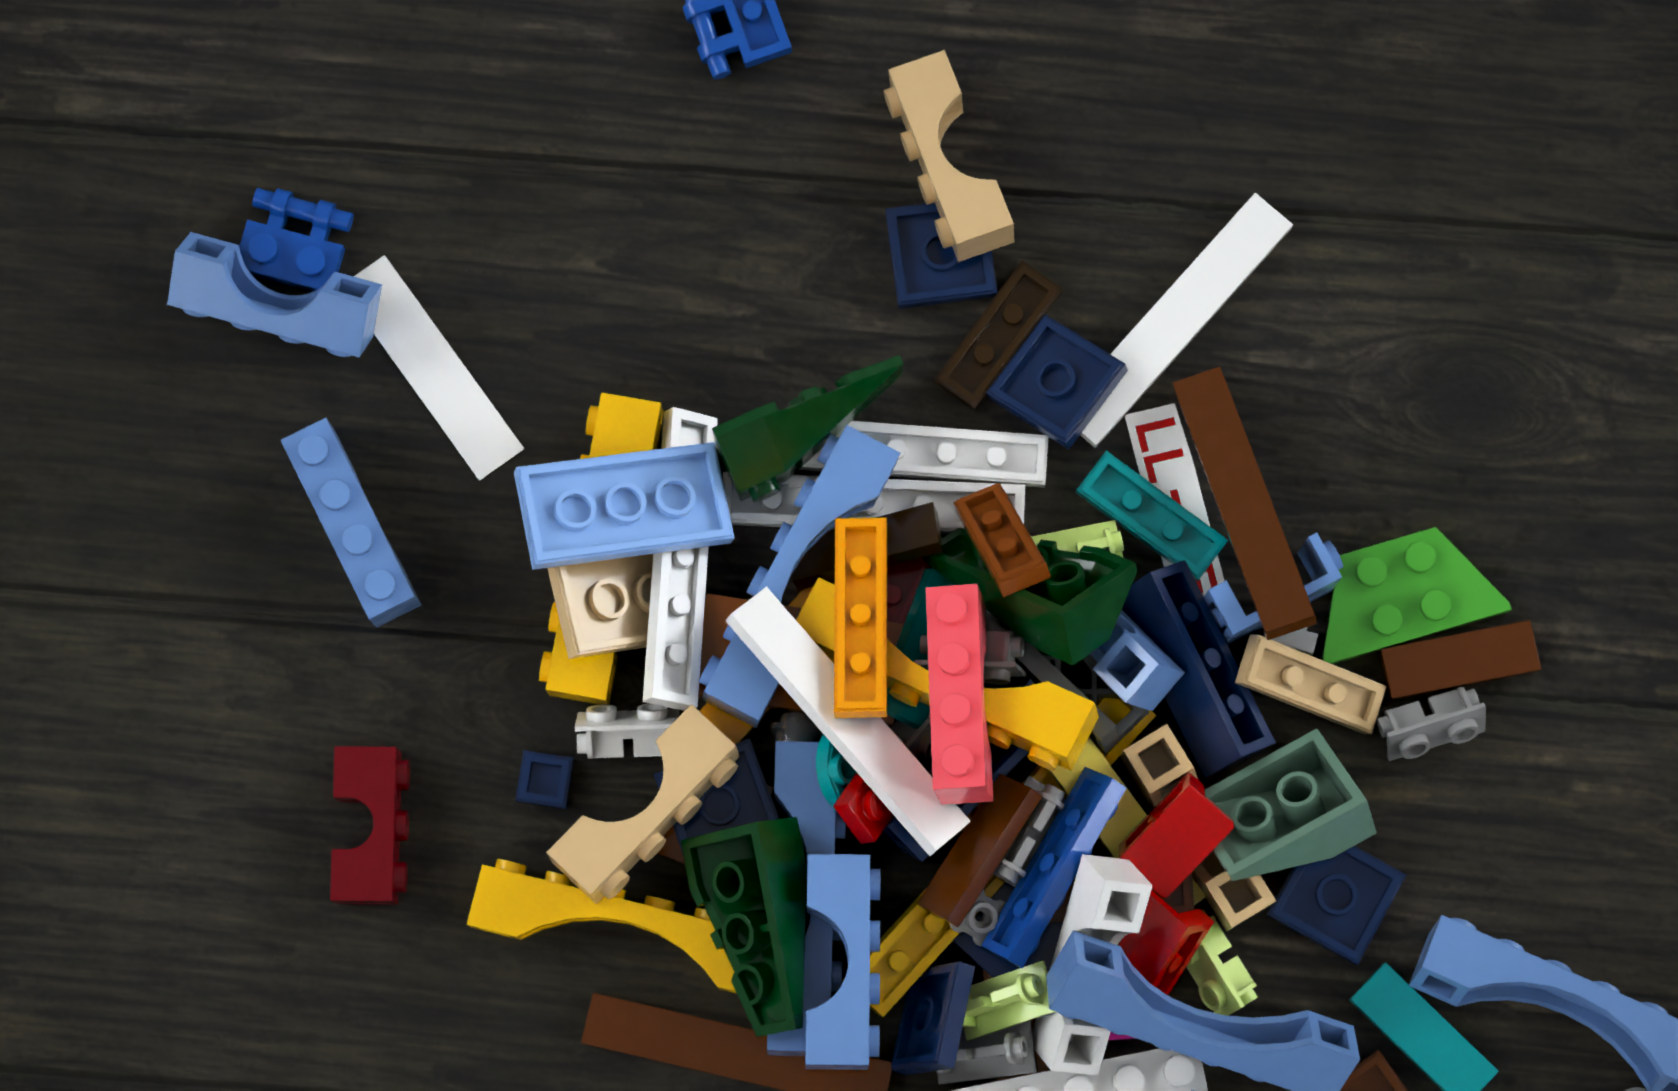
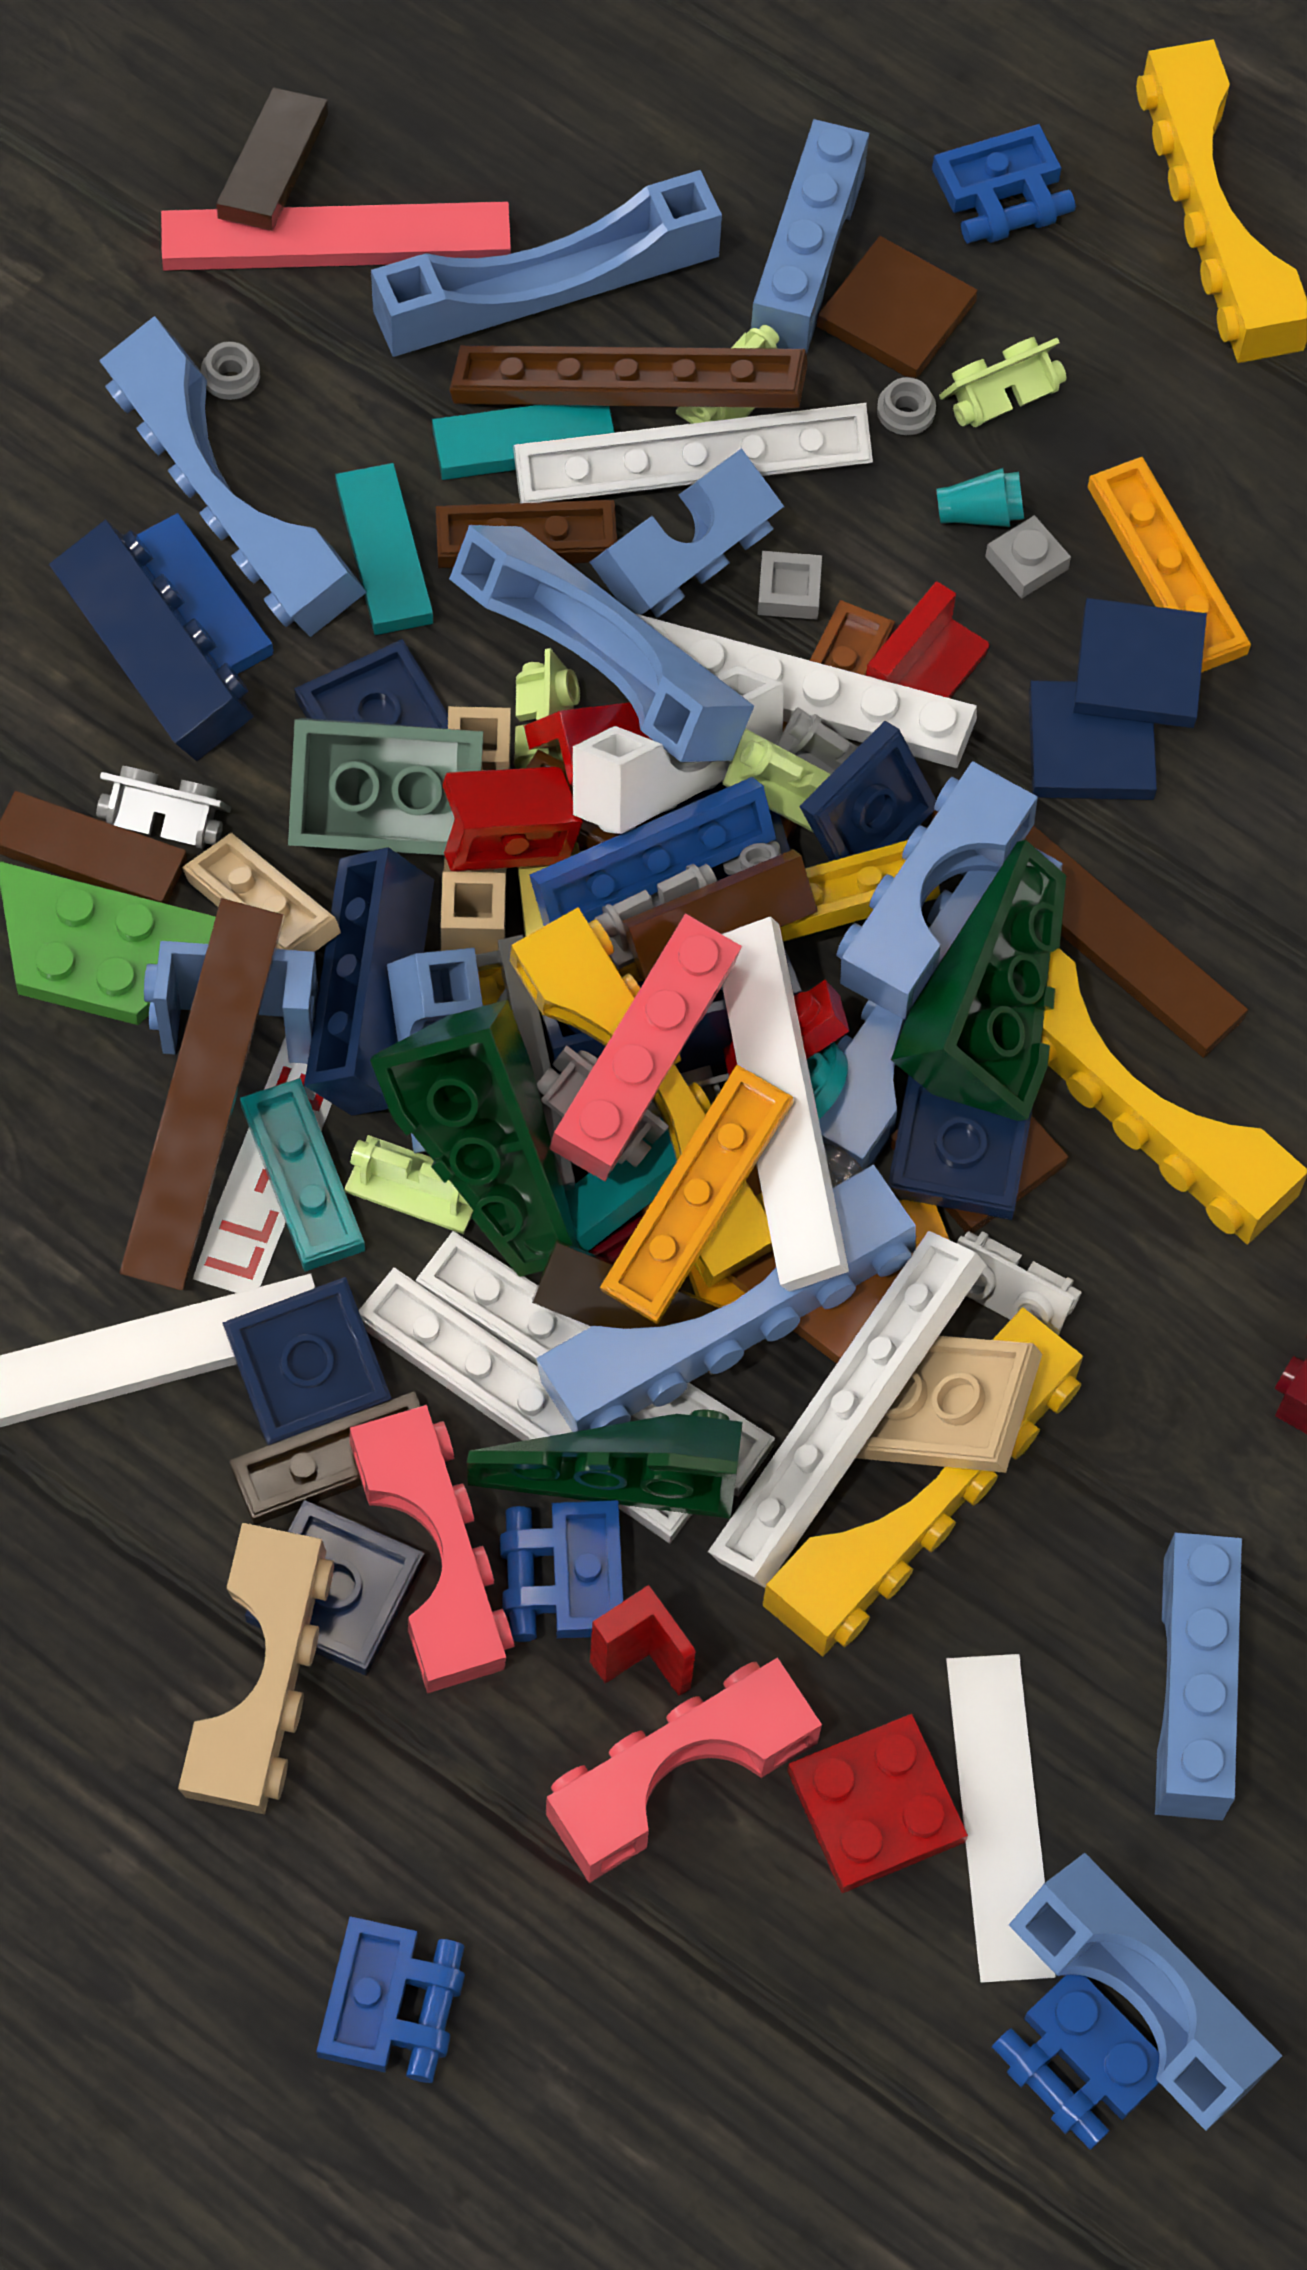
camera: 155 degrees left, 15 degrees down
(512, 323) = (877, 1803): none -> red plate
(545, 779) = (1132, 1291): dark blue tile -> none
(601, 852) = (1124, 1143): tan arch -> none
(618, 320) = (752, 1722): none -> coral arch
(623, 505) = (882, 1478): light blue tile -> none
(723, 324) = (641, 1629): none -> red panel
(786, 354) = (585, 1567): none -> blue plate
(941, 339) = (406, 1470): none -> coral arch
(1001, 539) = (488, 1198): dark orange tile -> none
(1526, 909) = (206, 594): none -> blue tile
(1530, 841) = (152, 639): none -> dark blue brick

